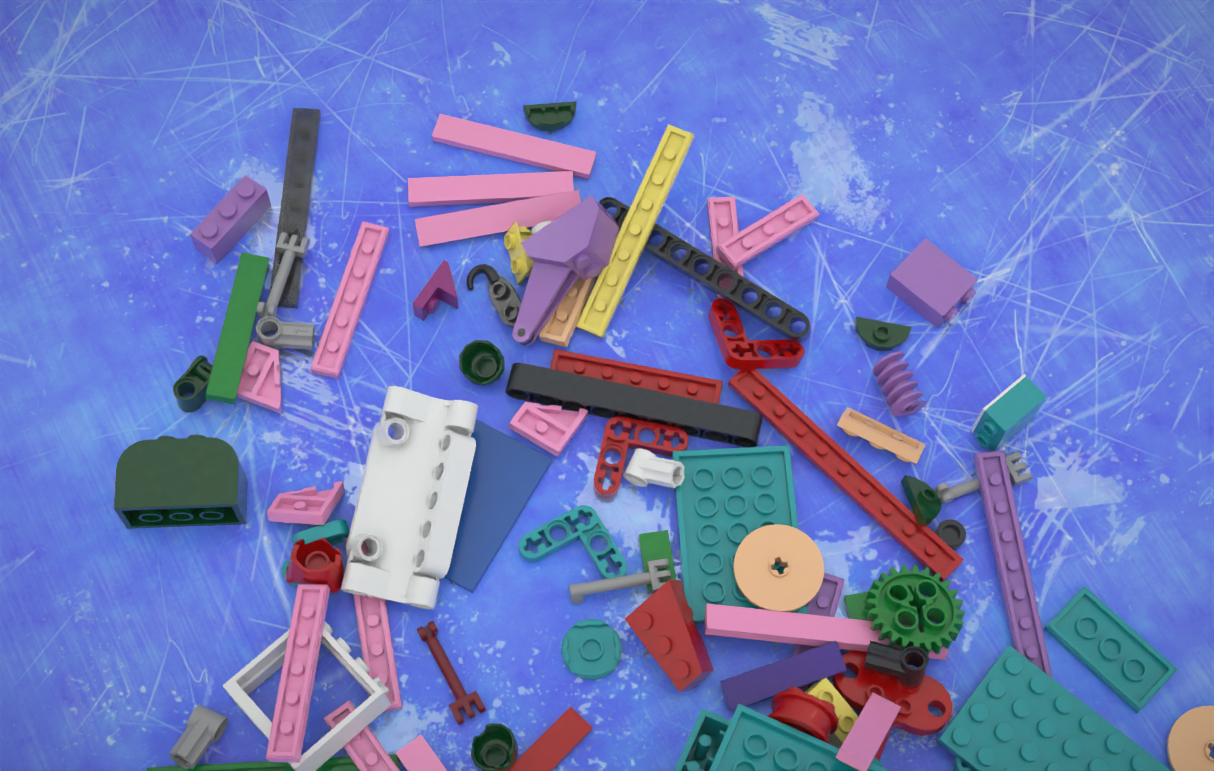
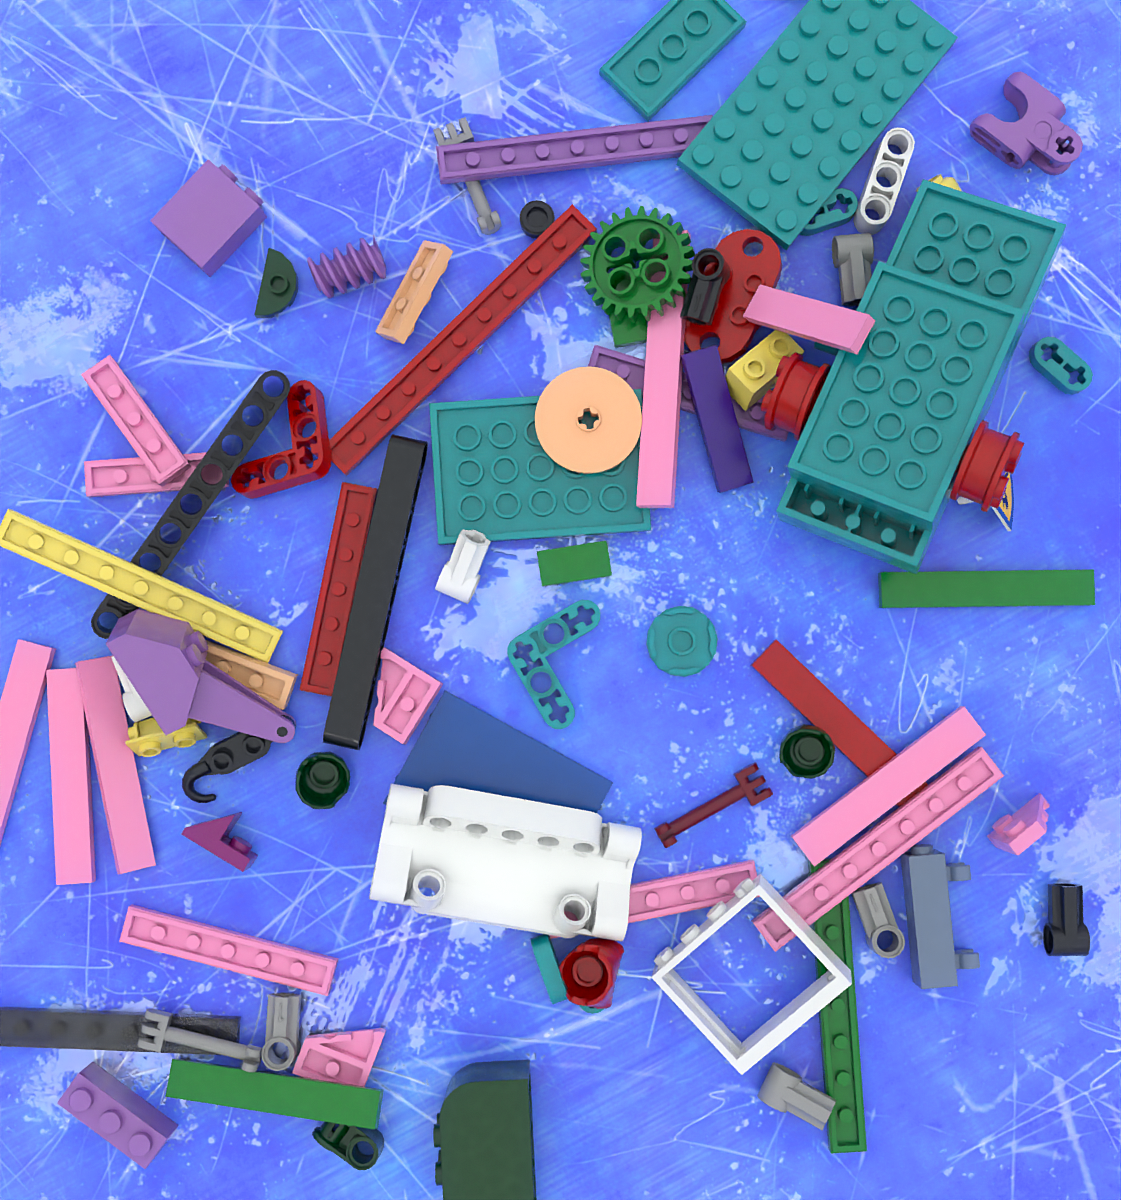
camera: 85 degrees left, 20 degrees up
(298, 673) = (731, 986): bright pink tile -> none
(305, 505) = (512, 989): bright pink wing -> none
(623, 442) = (425, 605): red beam -> none
(651, 577) = (598, 569): light grey hinge -> none
(670, 635) = (674, 547): red wedge -> none
(922, 499) = (496, 248): dark green plate -> none
(1008, 413) = (391, 135): teal piece -> none

